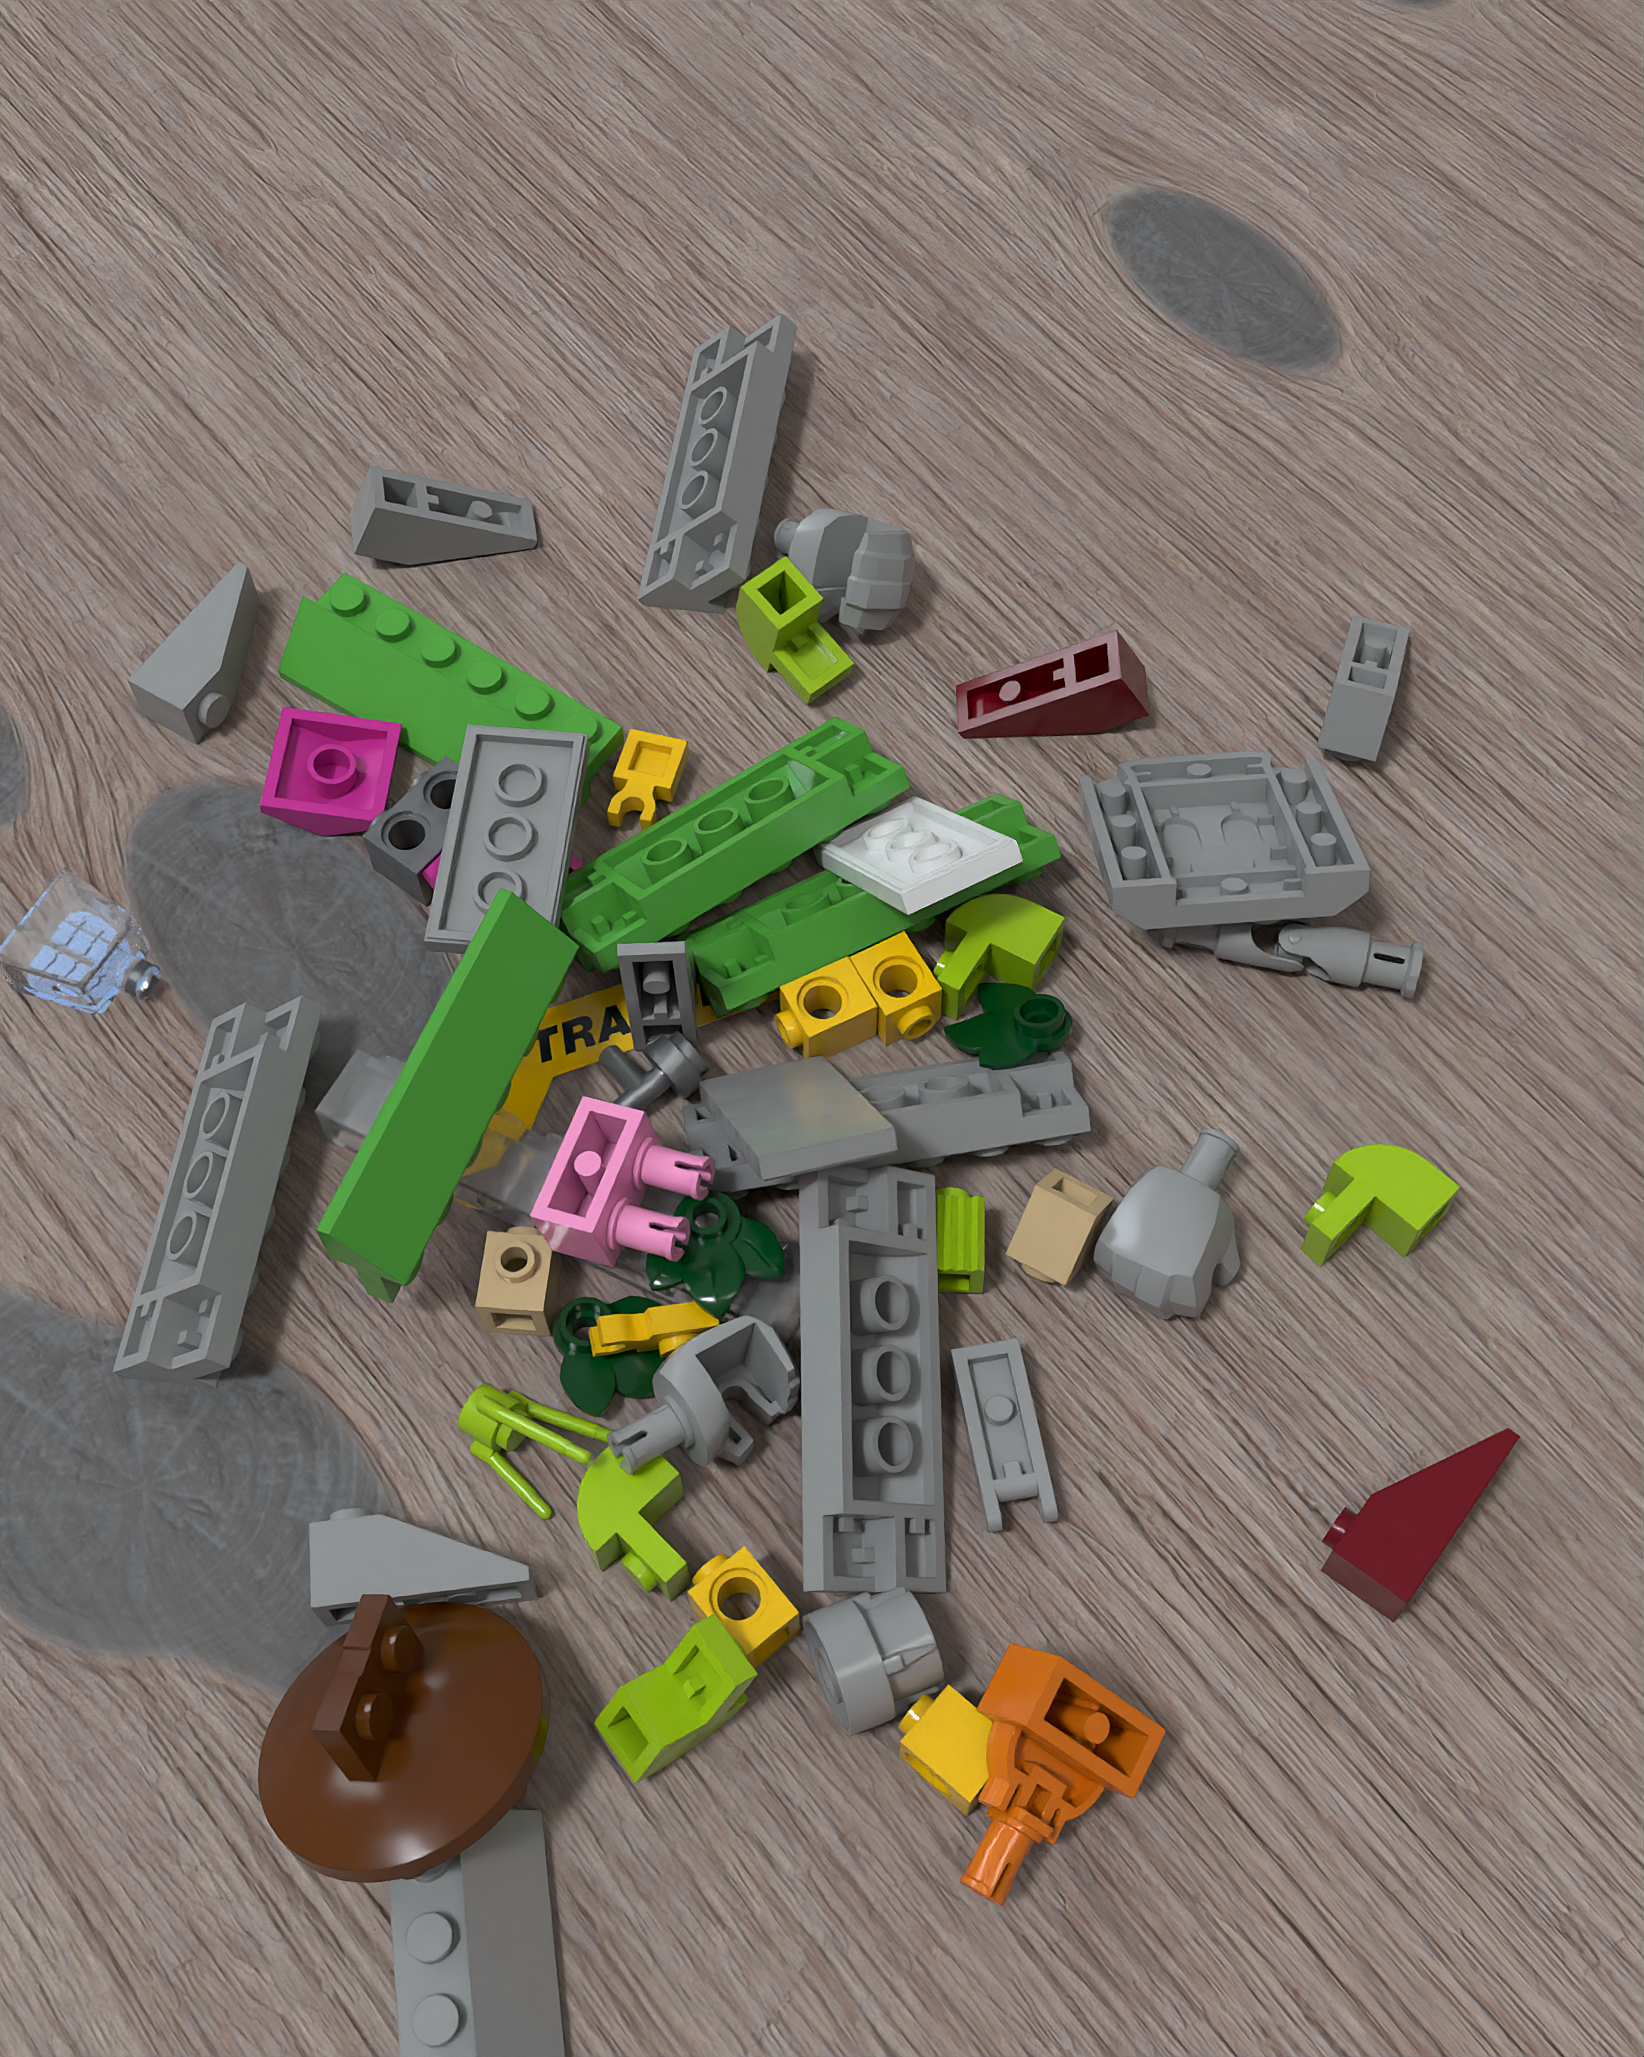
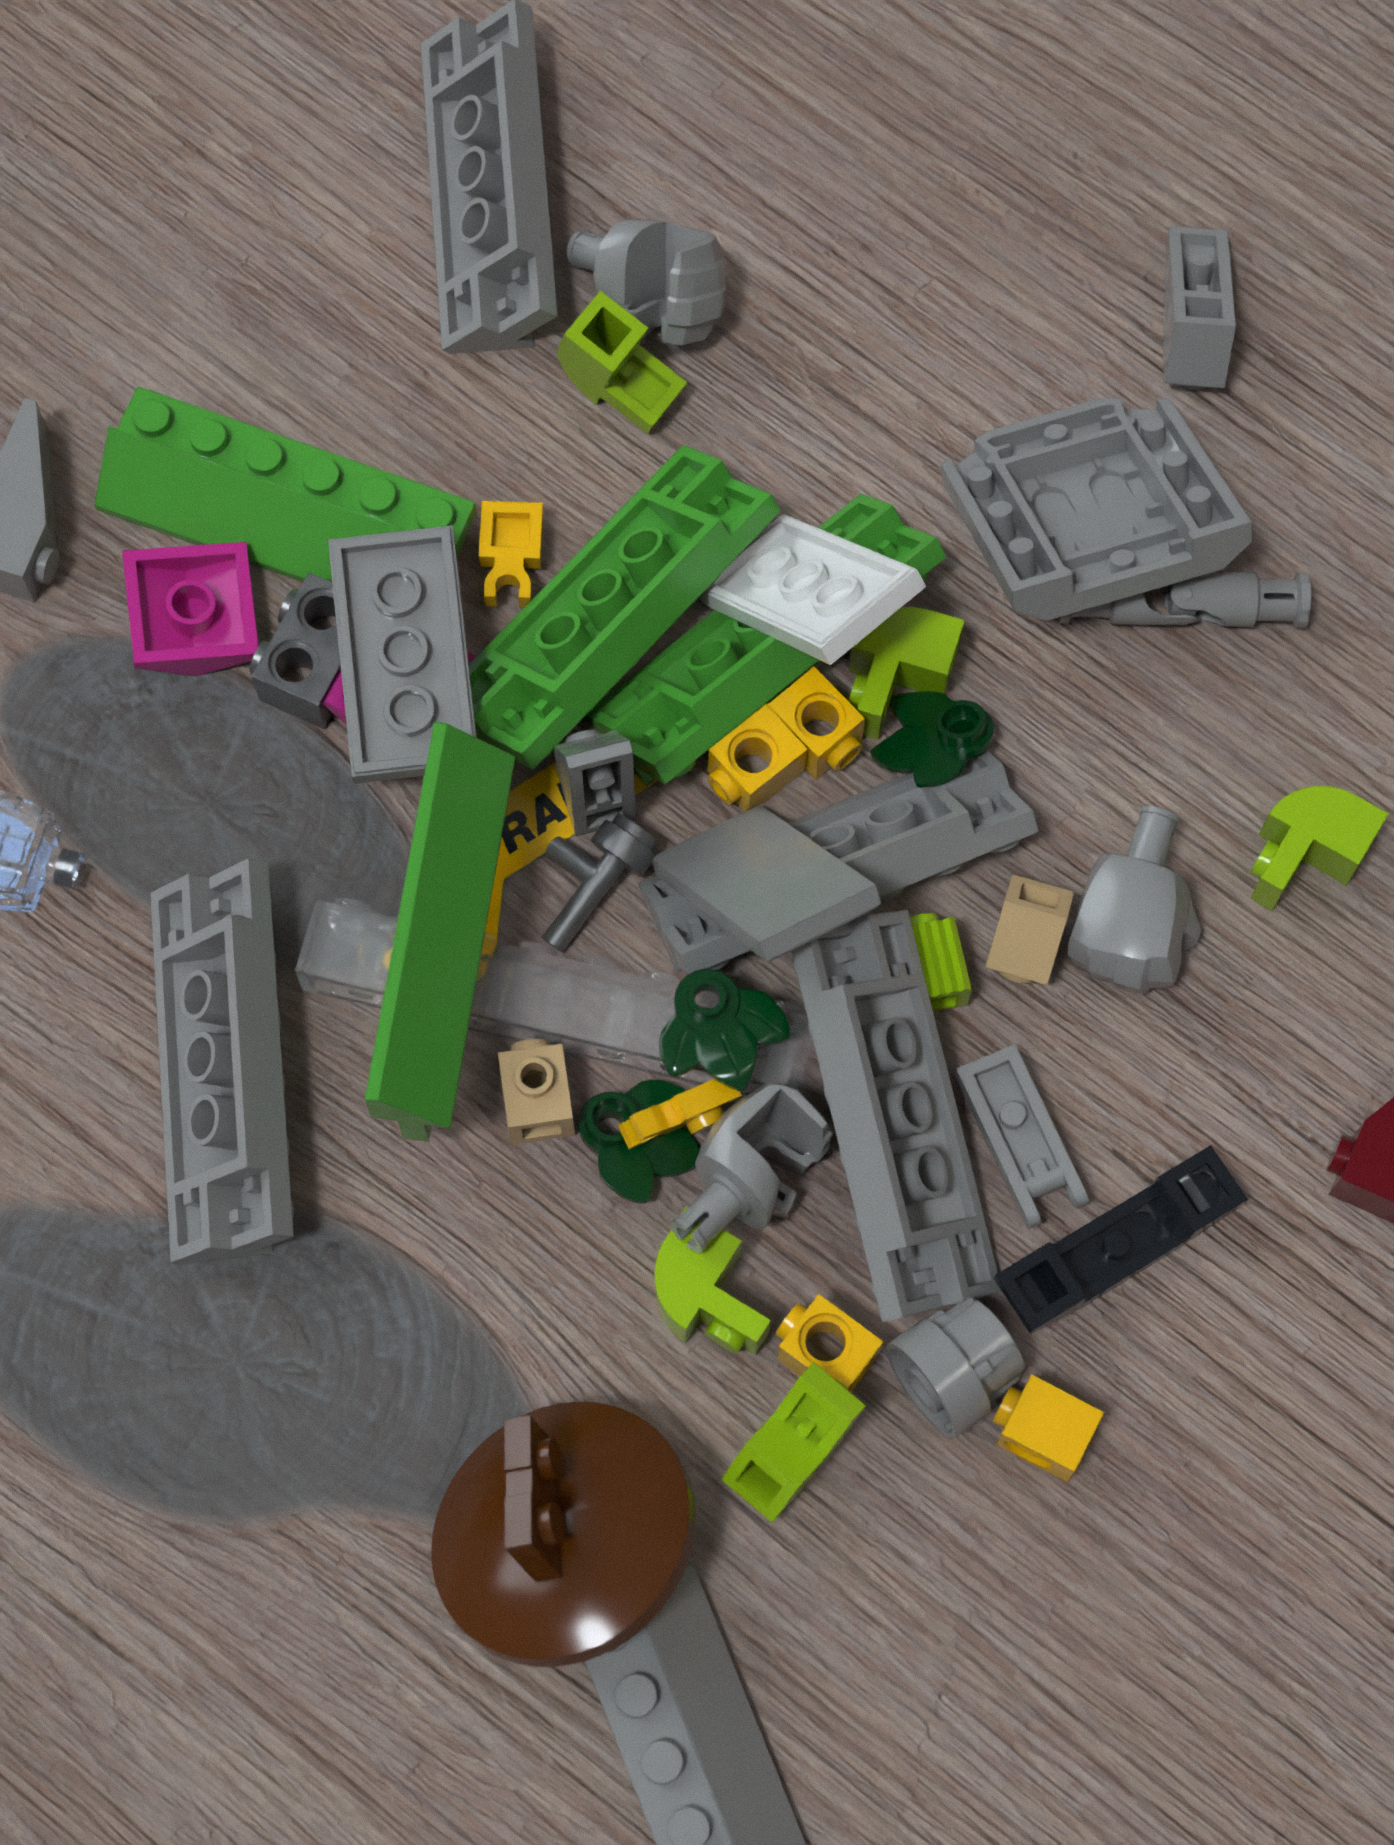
camera: 15 degrees left, 10 degrees up
(383, 1555) = (493, 1381): light grey slope -> none
(433, 520) = (211, 304): light grey slope -> none
(504, 1421) = (559, 1224): lime plant -> none
(600, 1180) = (600, 984): bright pink brick -> none
(1049, 1758) = (1134, 1416): orange brick -> none
(1058, 693) = (896, 376): dark red slope -> none
(1081, 1570) = (1121, 1241): none -> black slope

